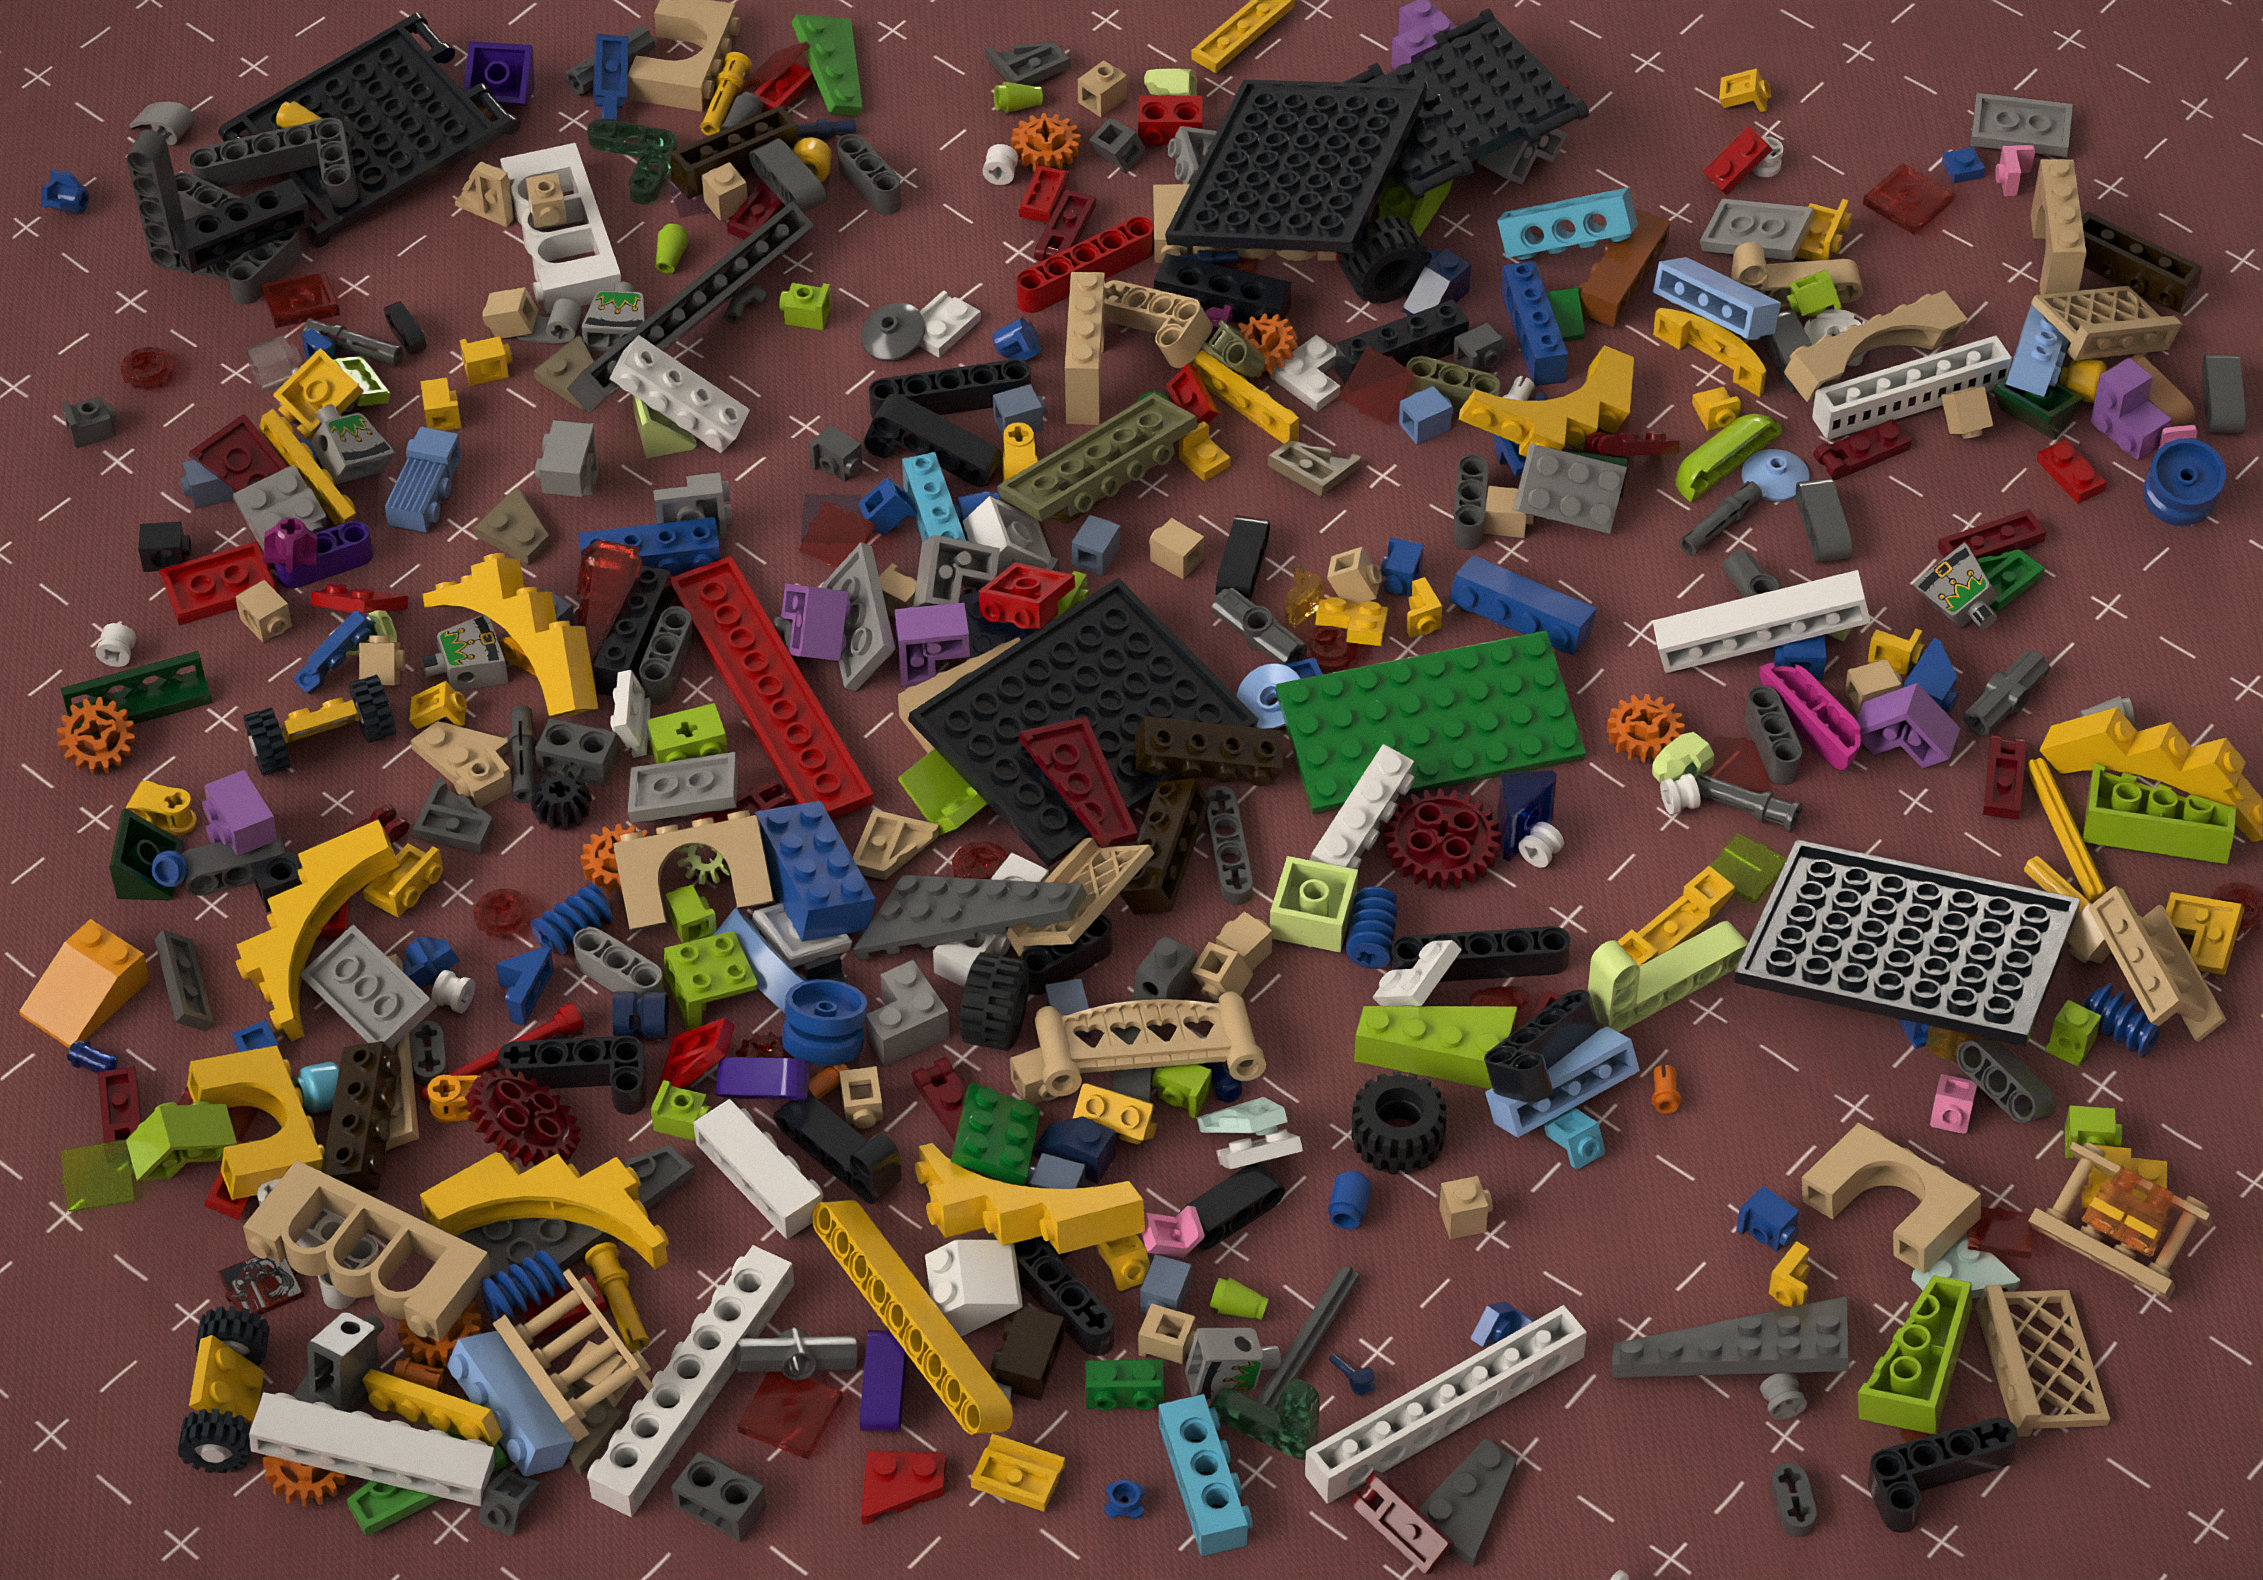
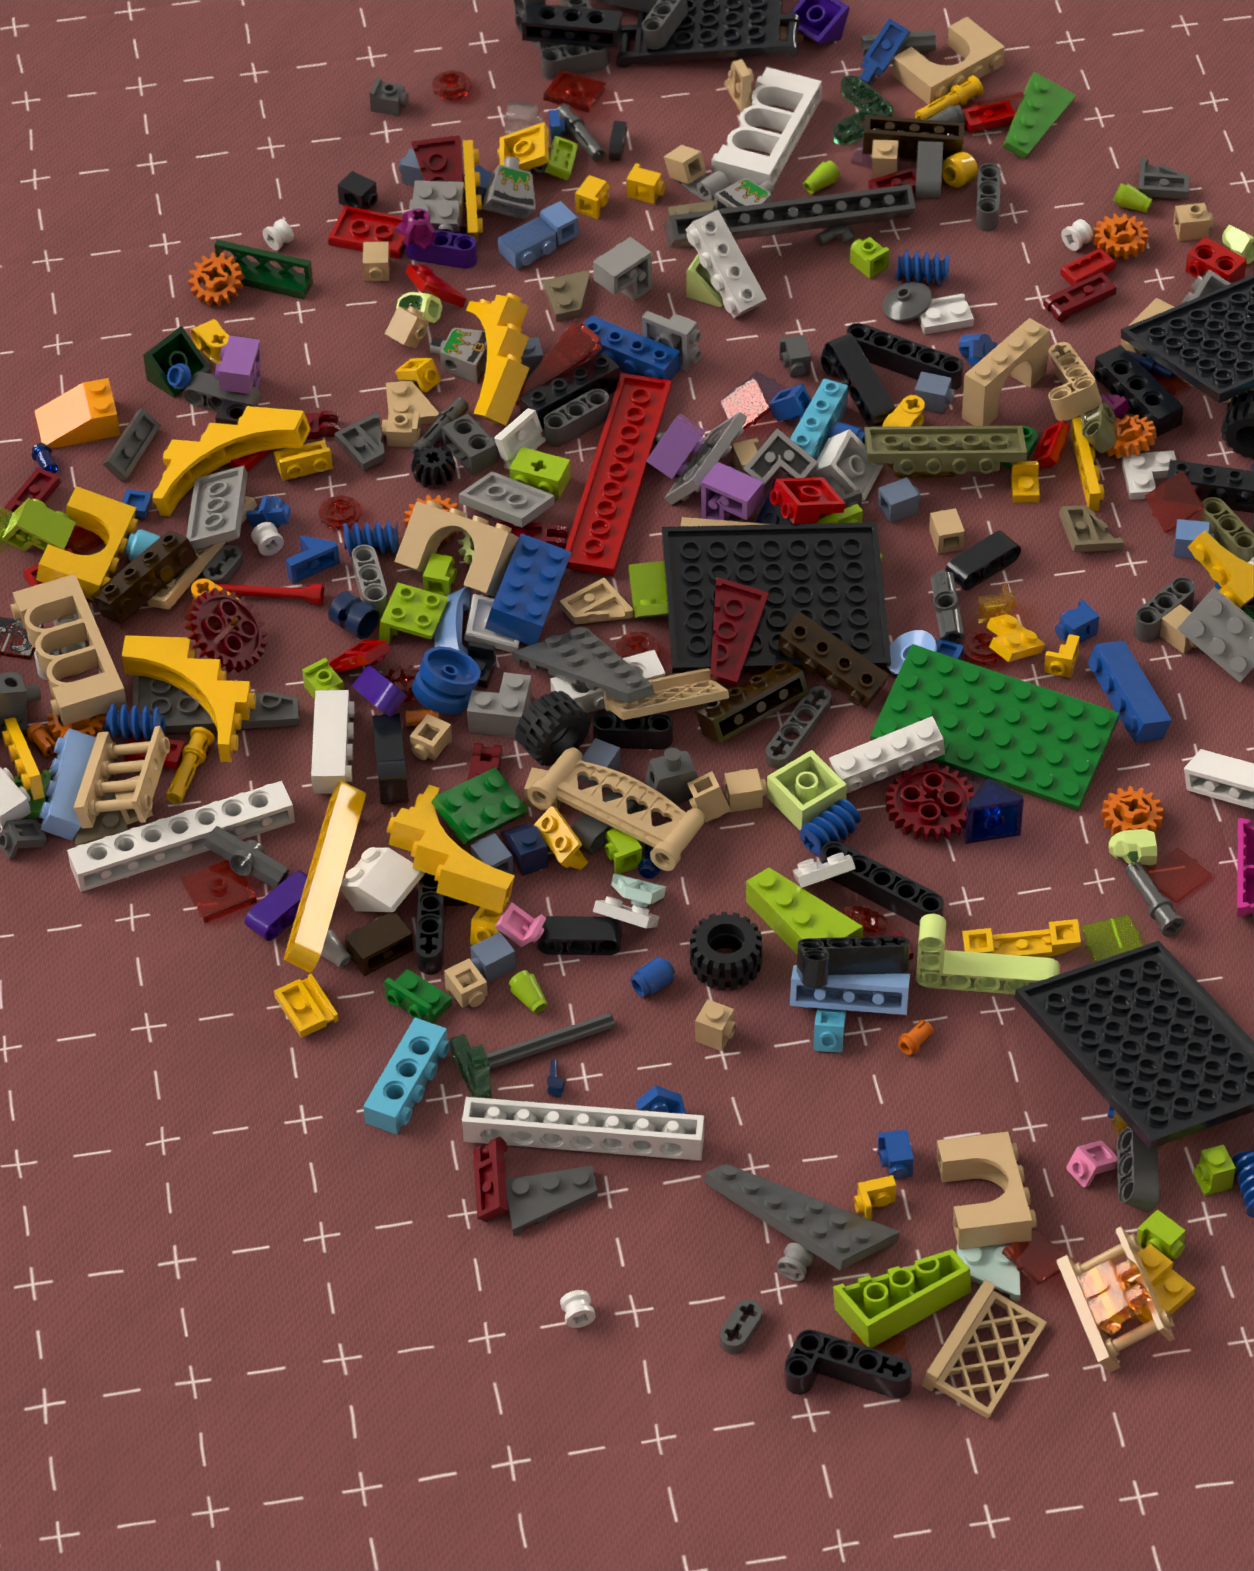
camera: 40 degrees right, 0 degrees up
(333, 650) = (387, 304): blue hinge -> none
(367, 706) = (373, 348): black plate -> none
(546, 200) = (763, 104): tan brick -> none
(583, 1063) = (312, 632): black beam -> none
(713, 1503) = (132, 909): dark grey brick -> none
(825, 128) = (990, 154): dark blue bar -> none
(877, 282) = (922, 268): none -> blue piece
(900, 1481) = (239, 967): red wing -> none
(1104, 253) = (1071, 324): red beam -> none
(1118, 144) = (1164, 262): dark grey brick -> none
(1124, 1490) = (350, 1054): blue plate -> none
(1227, 1360) = (481, 1020): light grey torso -> none
(1354, 576) = (1036, 611): tan brick -> none
(1541, 844) = (989, 843): white wheel -> none
(1680, 793) = (1112, 867): white wheel -> none
(1773, 734) = (1211, 868): dark grey beam -> none

